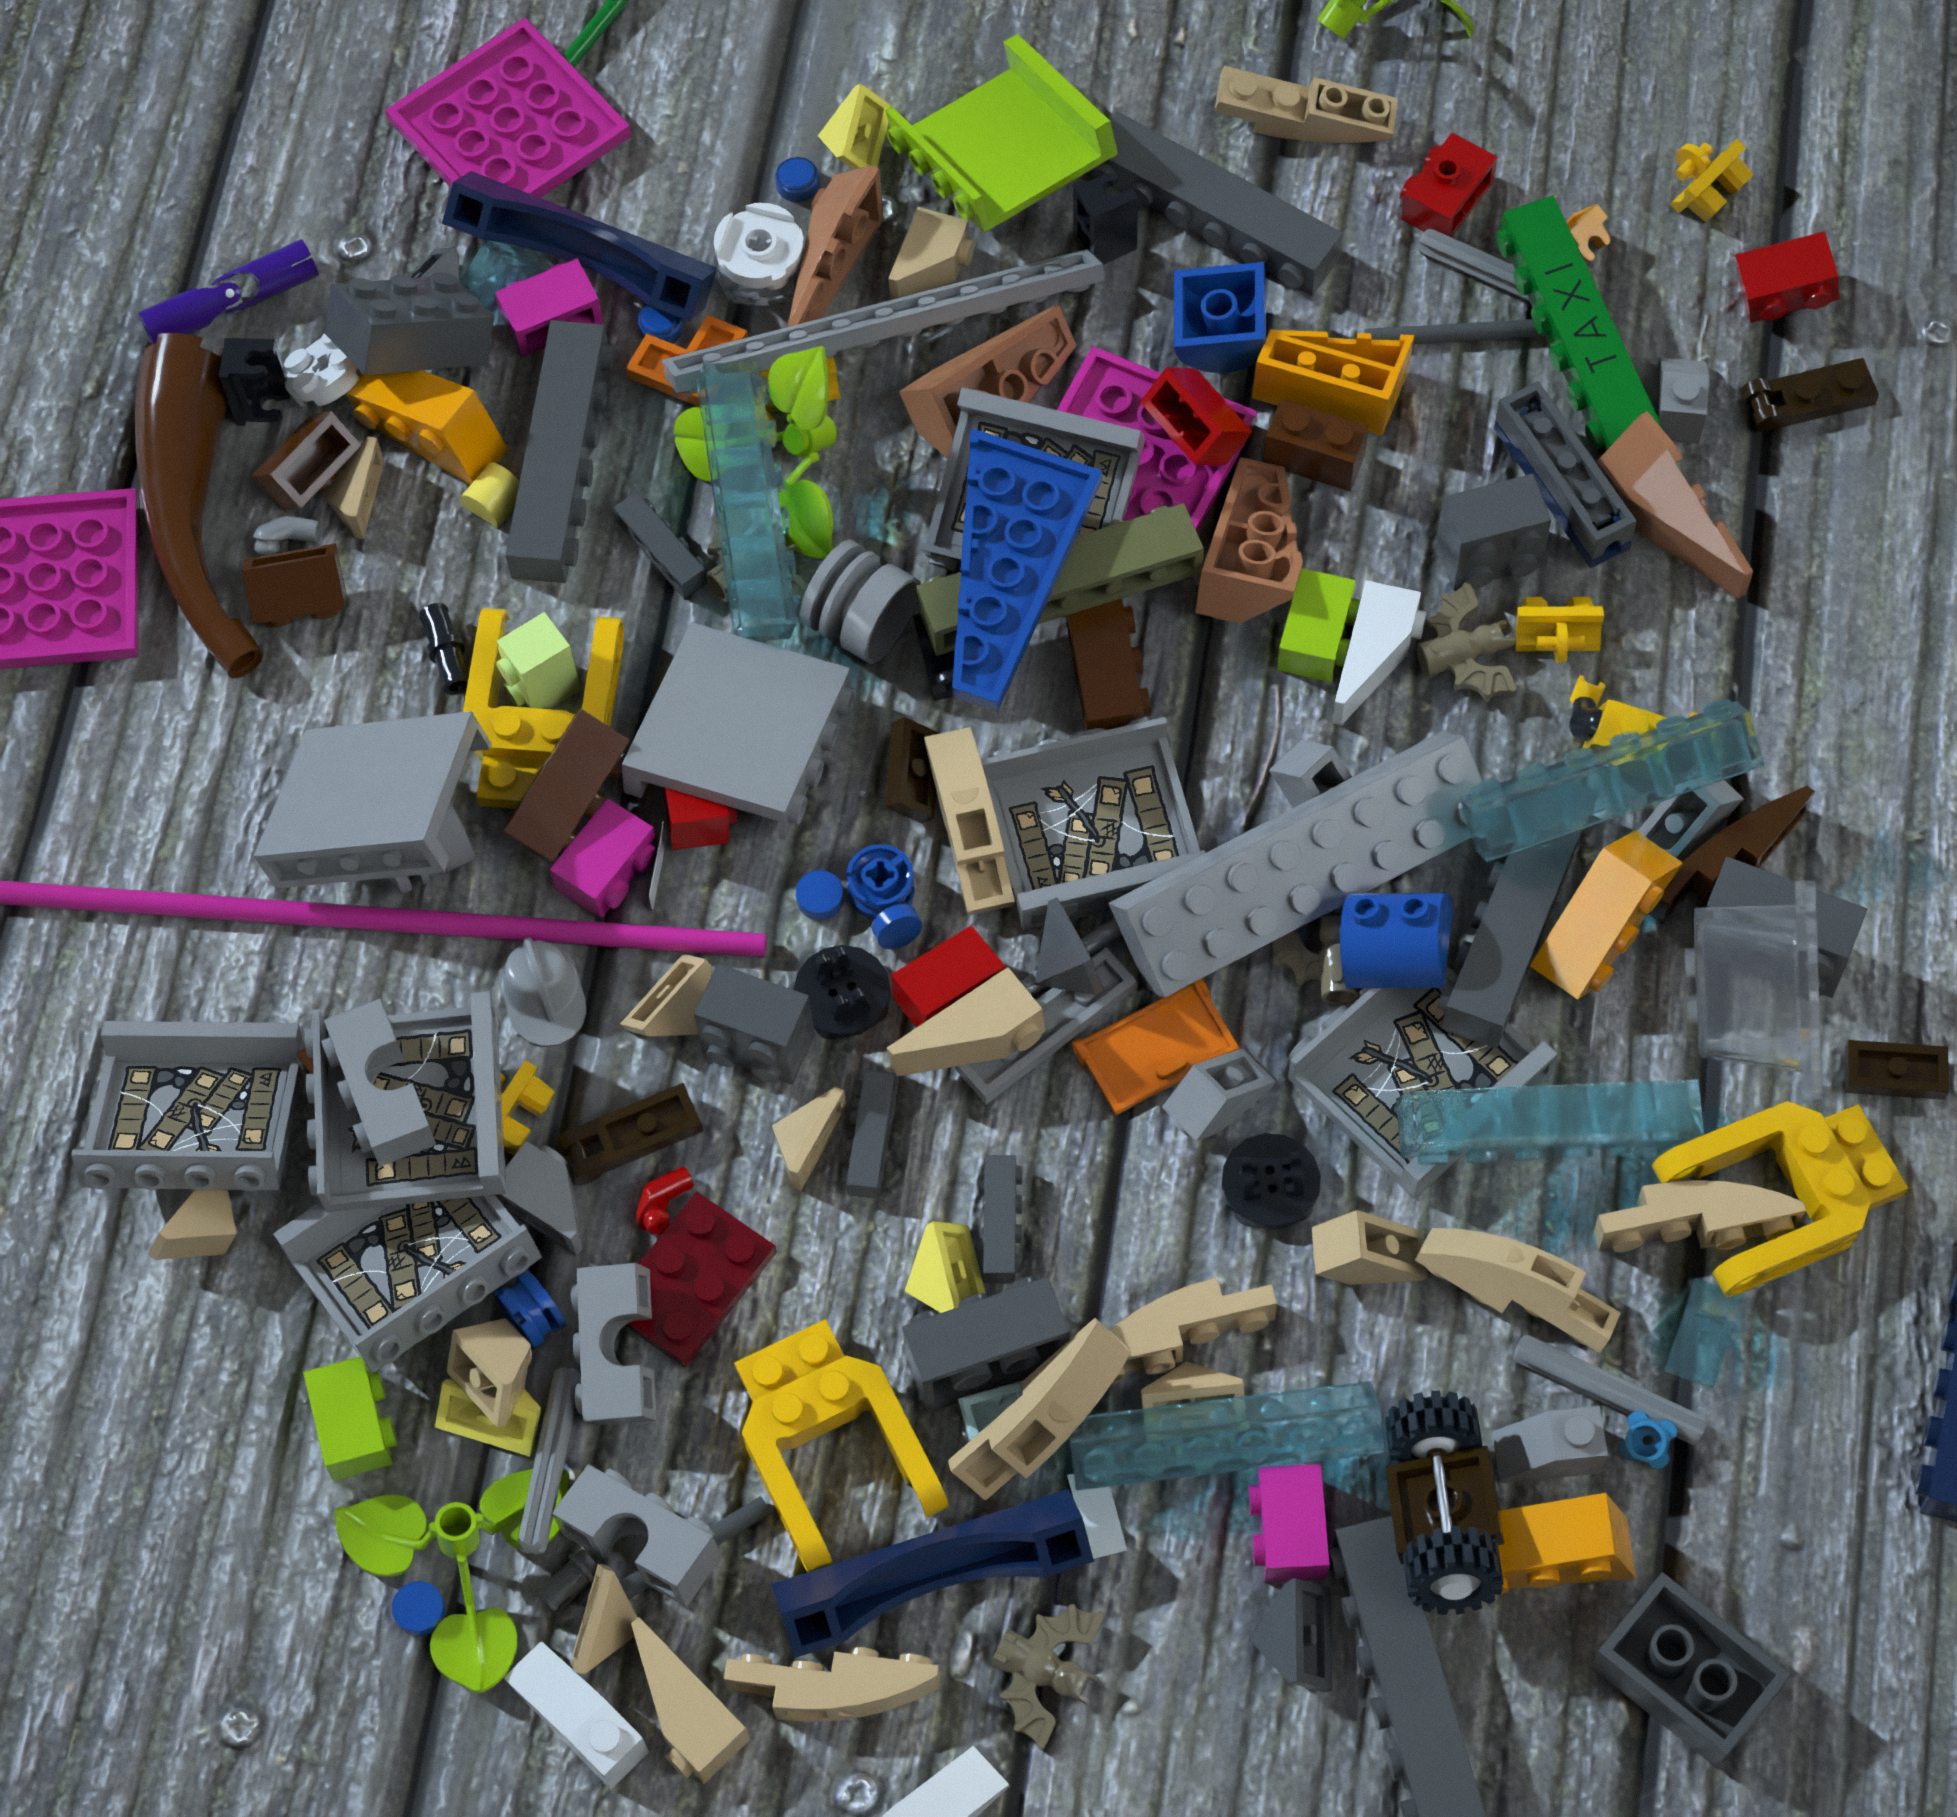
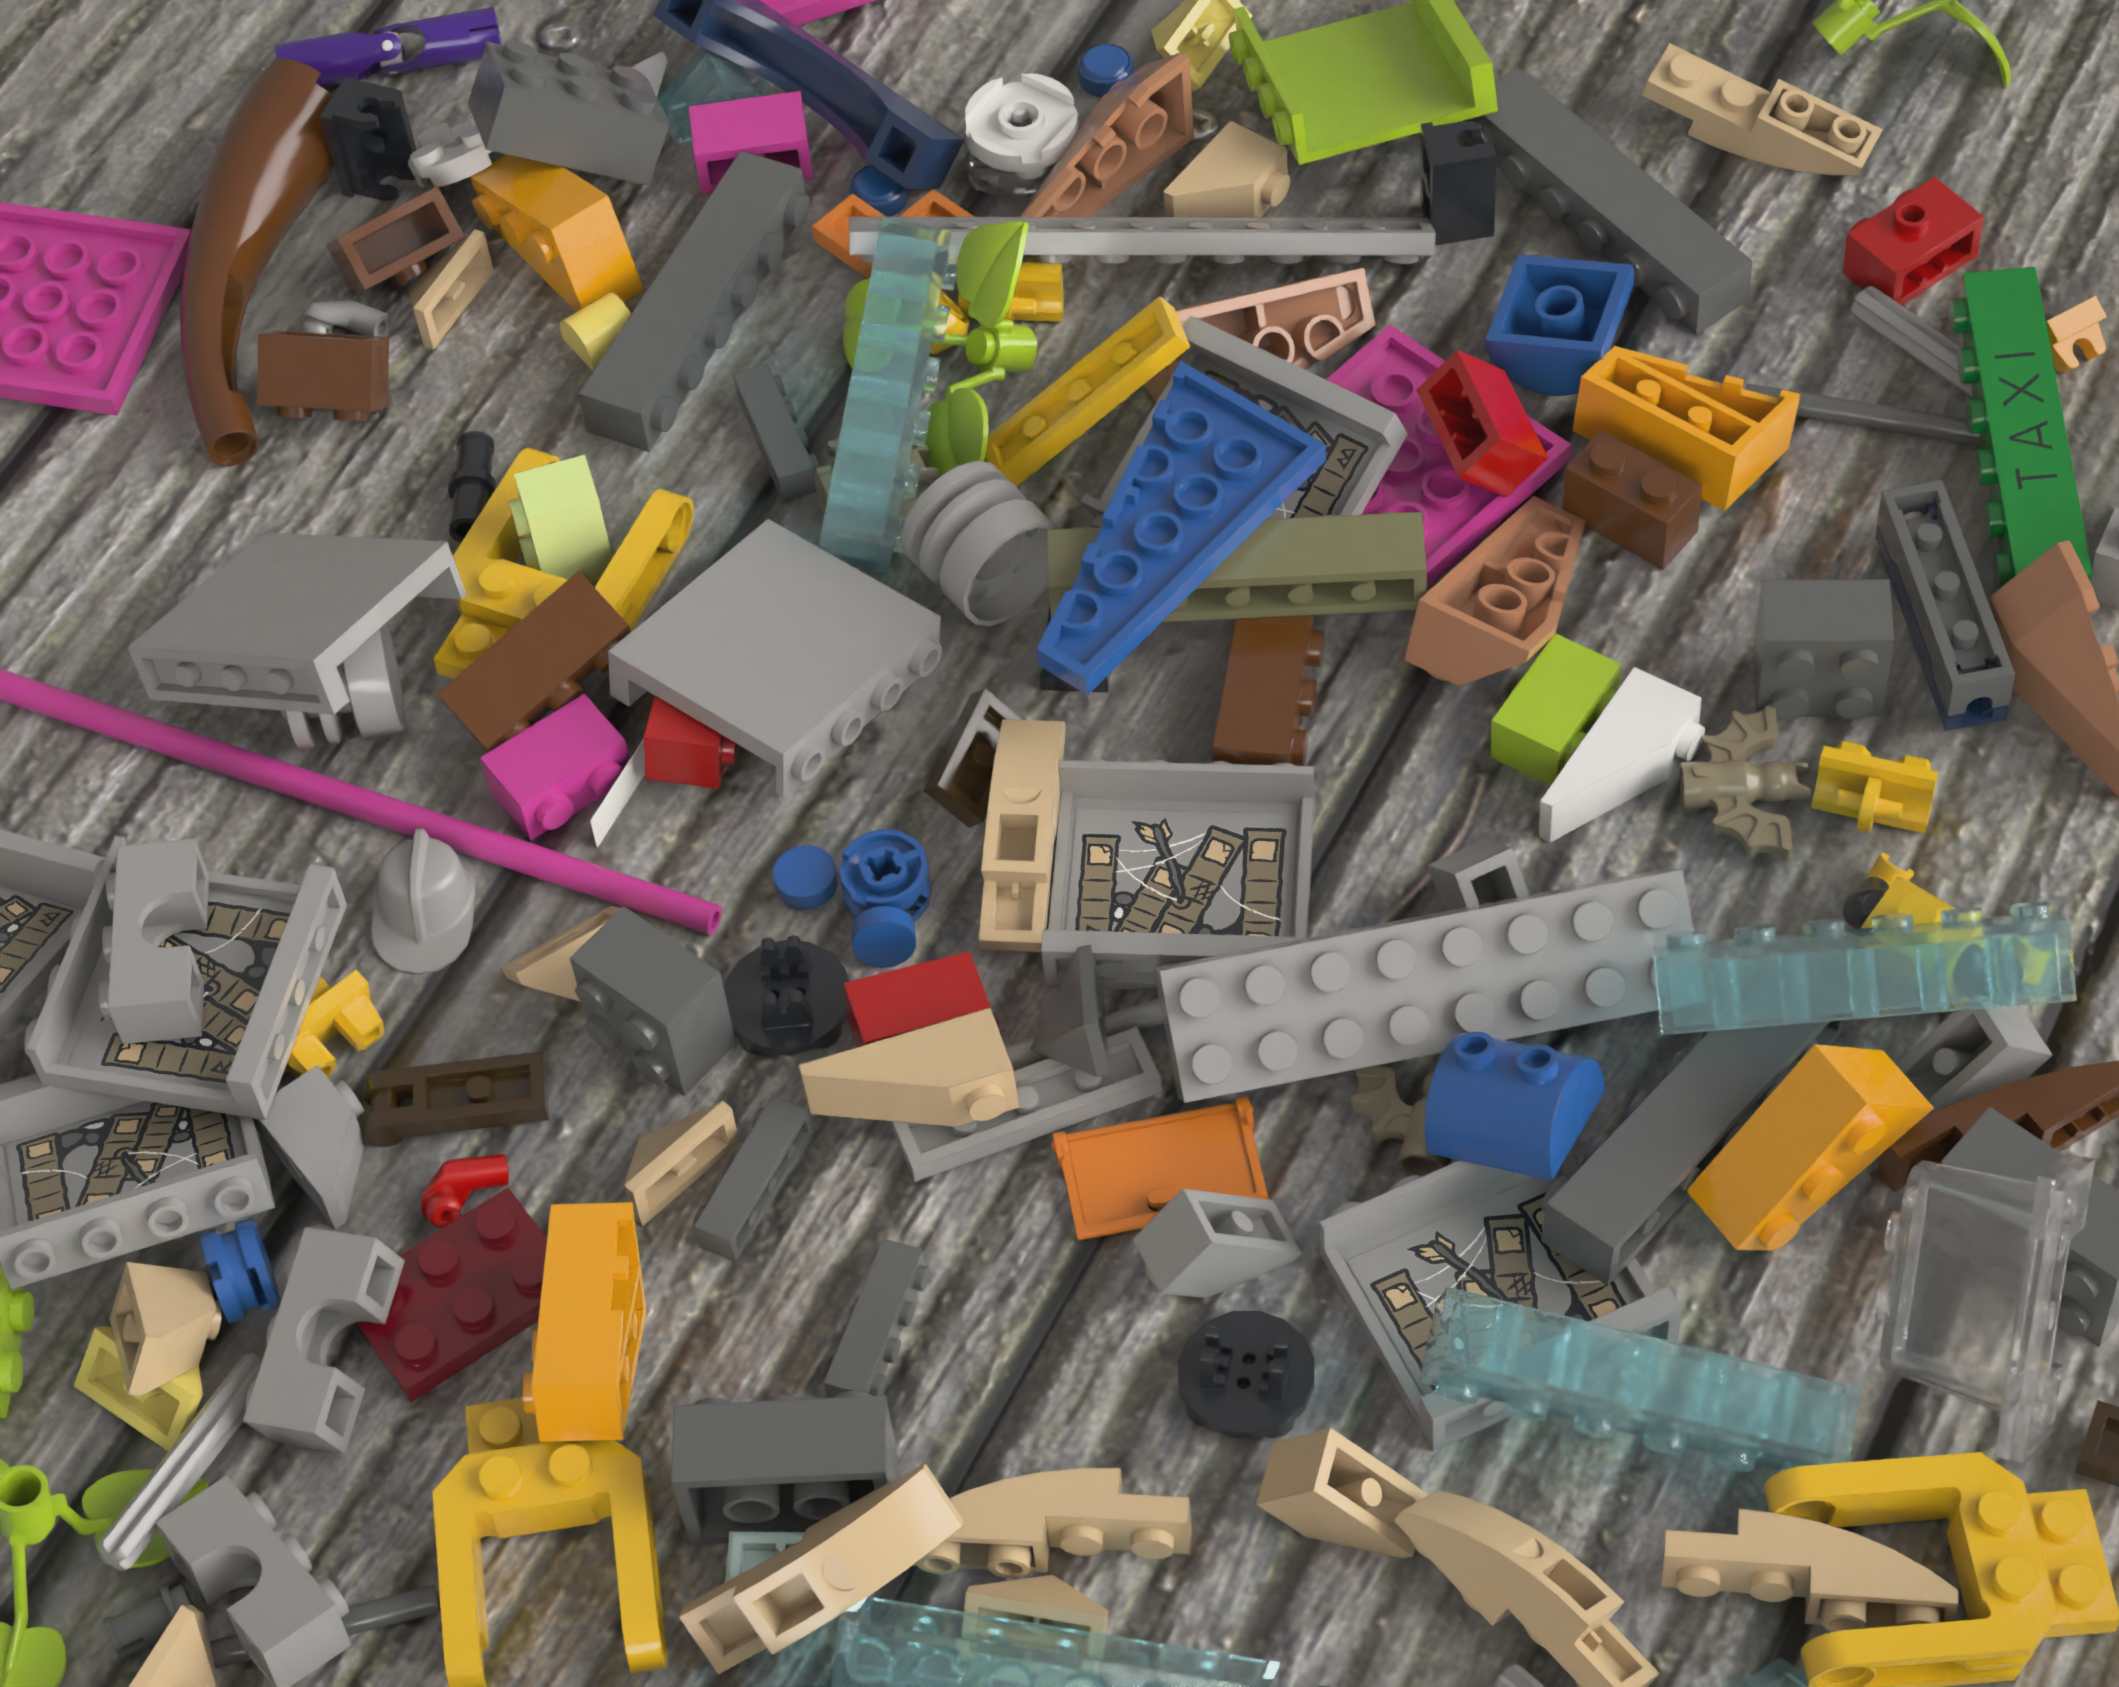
camera: 20 degrees right, 10 degrees down
(807, 1282) = (587, 1324): none -> light orange wedge
(897, 462) = (1087, 392): none -> yellow plate
(945, 1267) = (784, 1356): light yellow slope -> none

